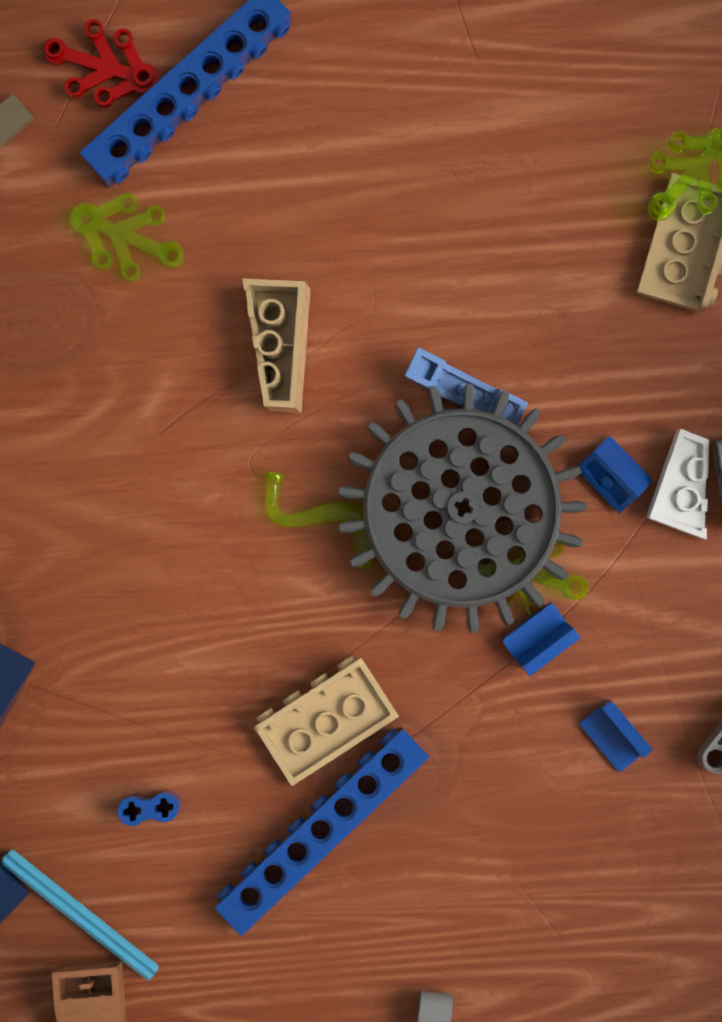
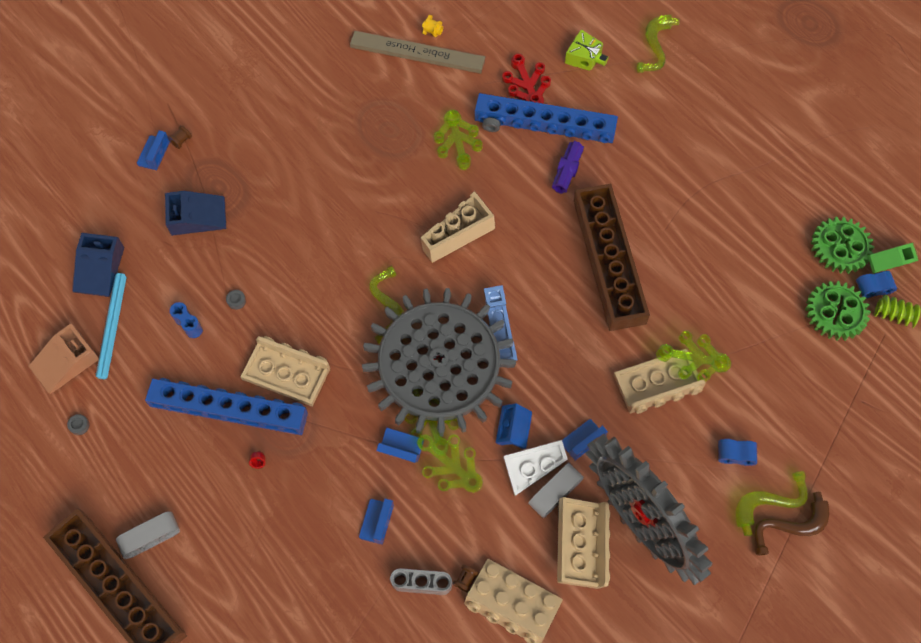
camera: 60 degrees right, 20 degrees down
(140, 172) = (491, 124): none -> dark grey tile
(162, 718) = (236, 299): none -> dark grey tile
(289, 116) = (567, 167): none -> dark purple piece
(425, 835) = (253, 460): none -> red hinge
(472, 167) = (611, 257): none -> reddish brown brick
(612, 592) = (452, 465): none -> clear neon green plant
(694, 397) = (577, 441): none -> blue panel

